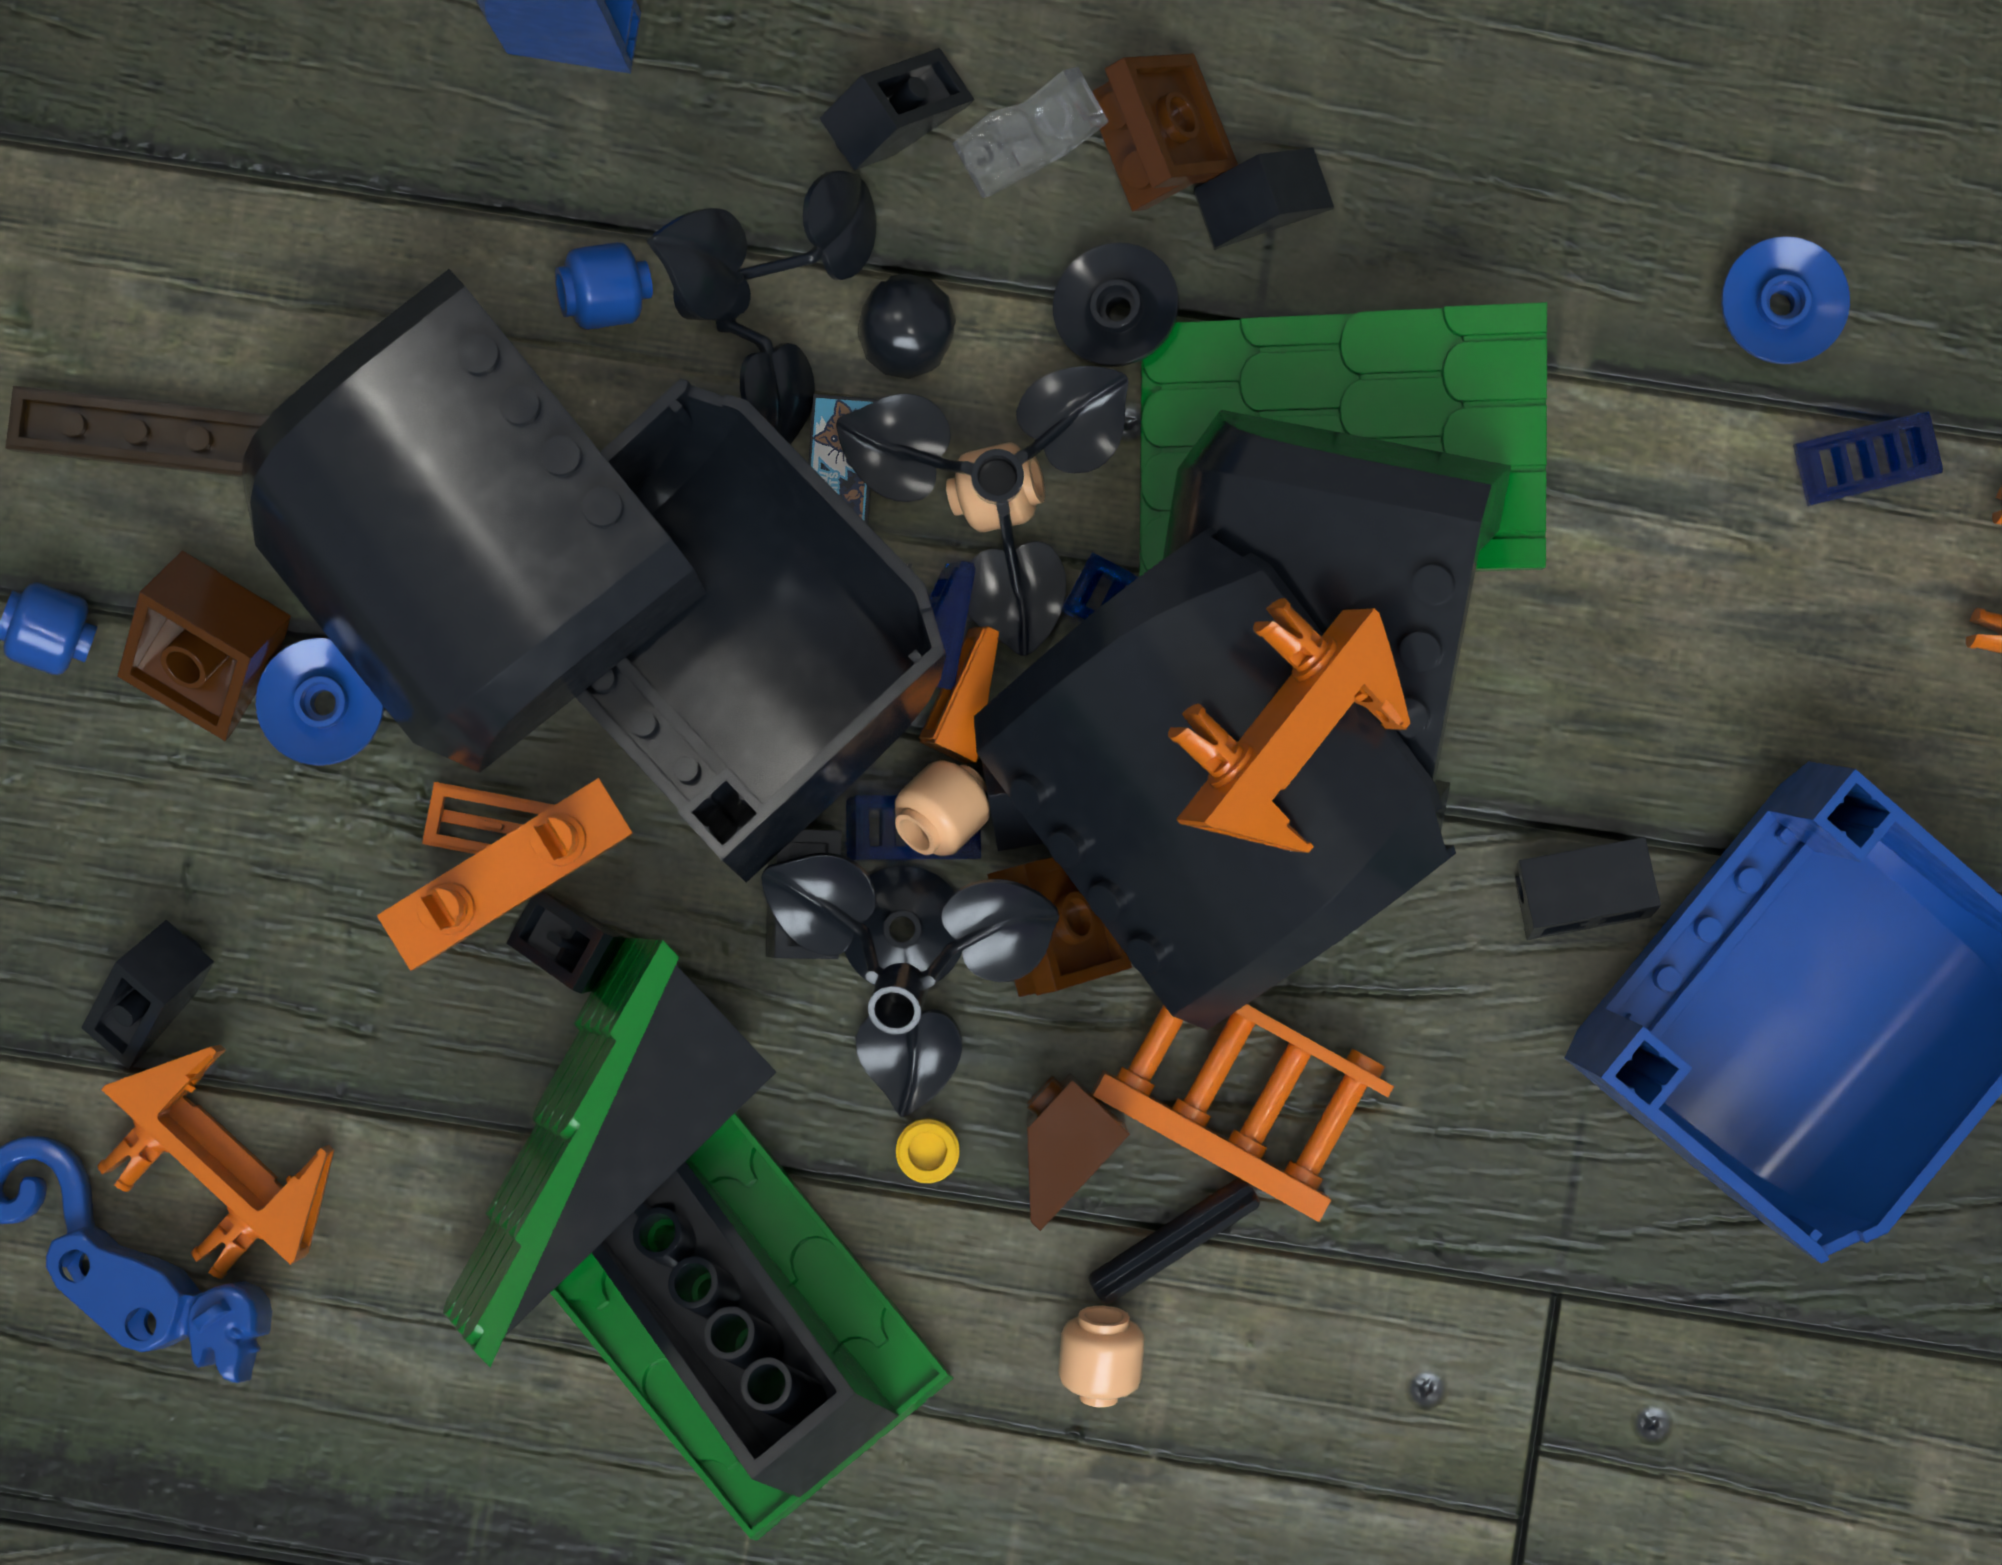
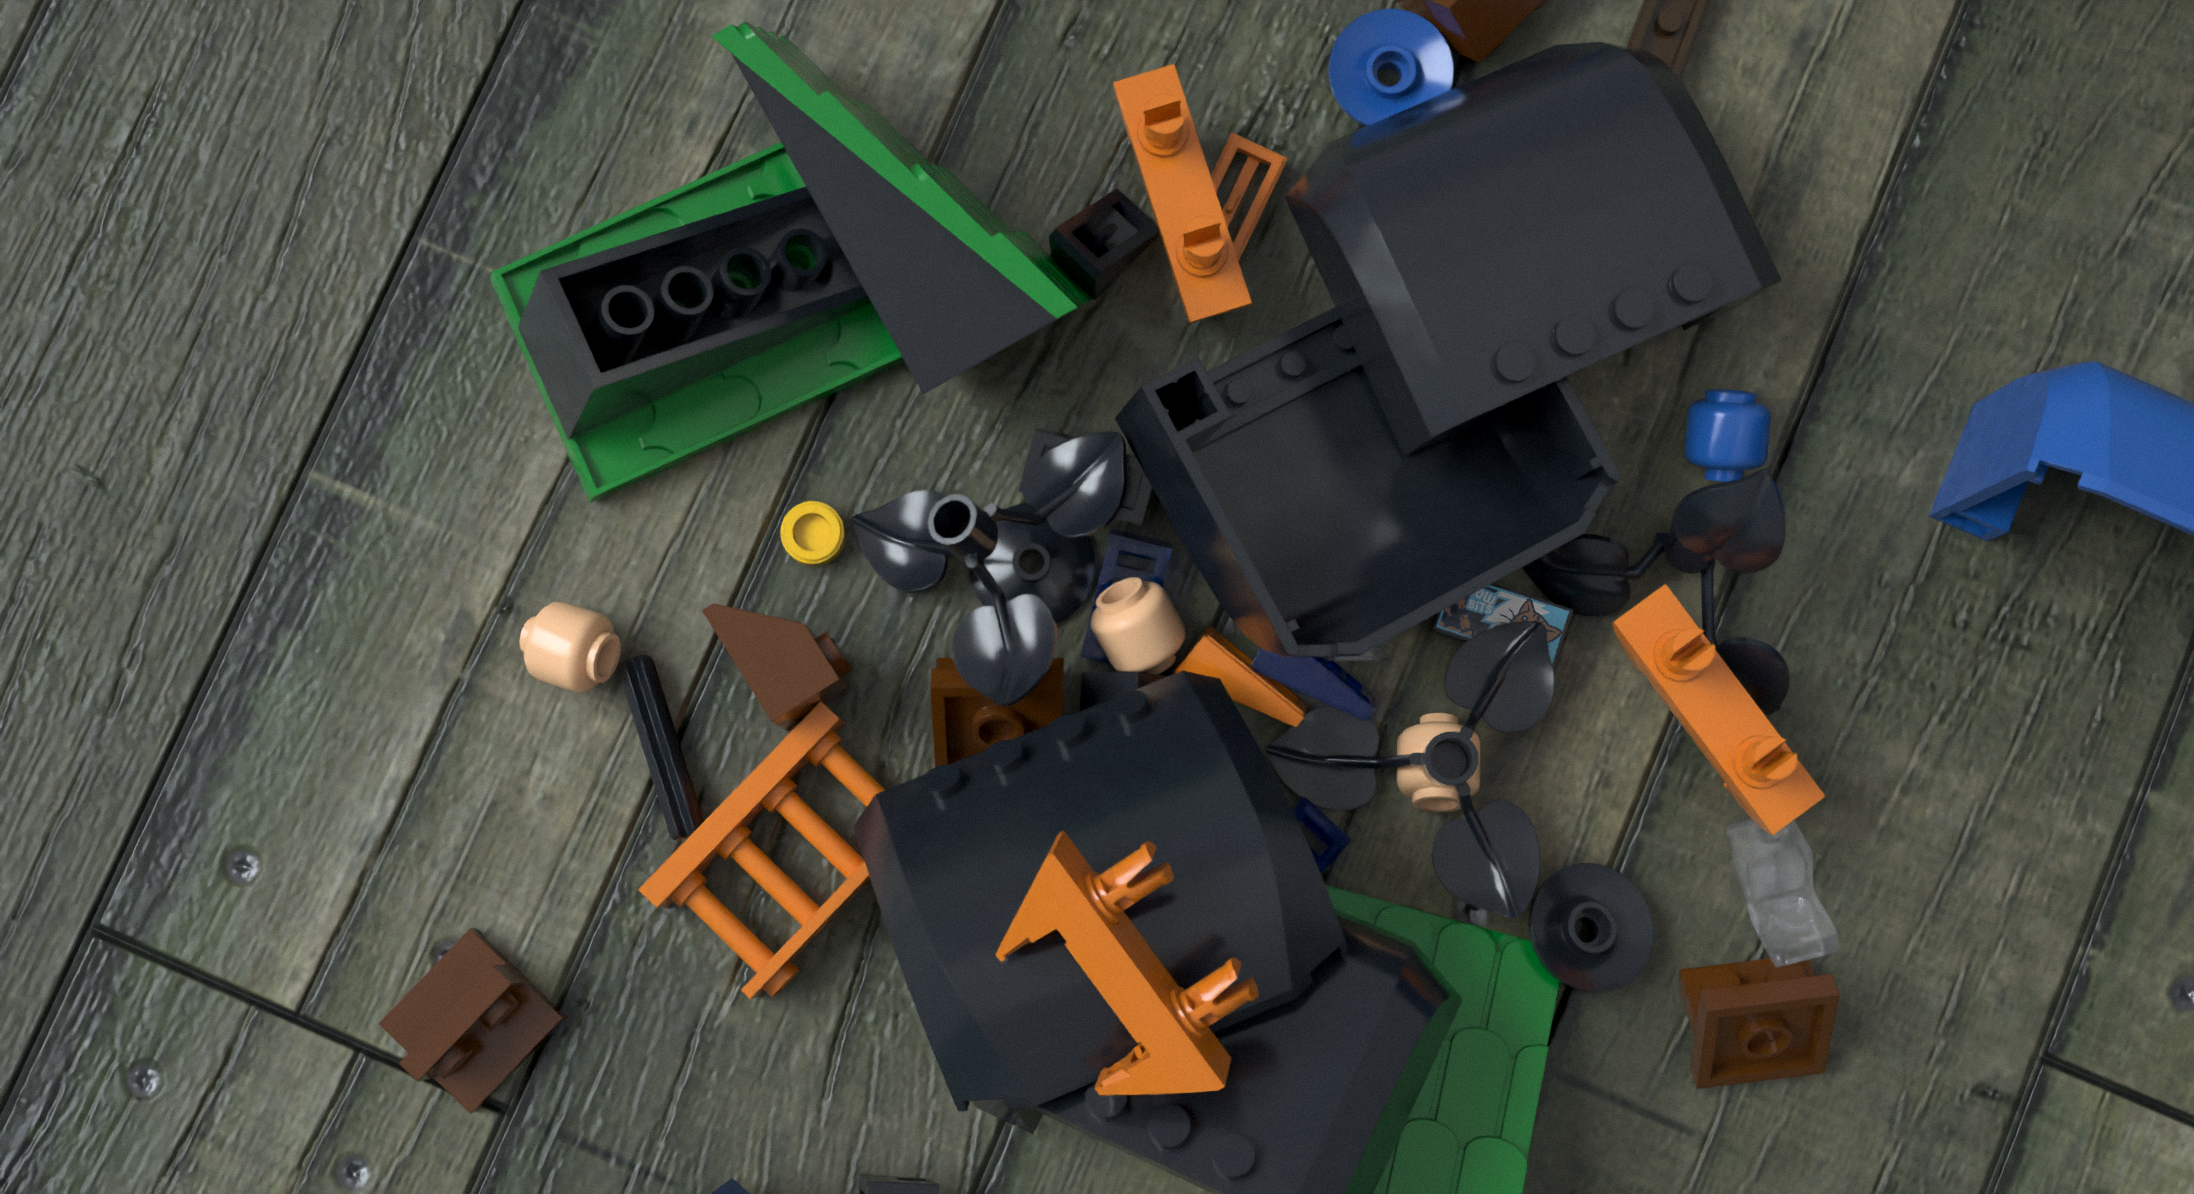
camera: 95 degrees right, 5 degrees down
(881, 234) = (1716, 711): none -> orange hose
(895, 107) = (1842, 756): black slope -> none
(906, 326) = (1618, 718): black hair -> none
(1263, 195) = (1665, 1105): black slope -> none
(1482, 1350) = (471, 1021): none -> reddish brown bracket

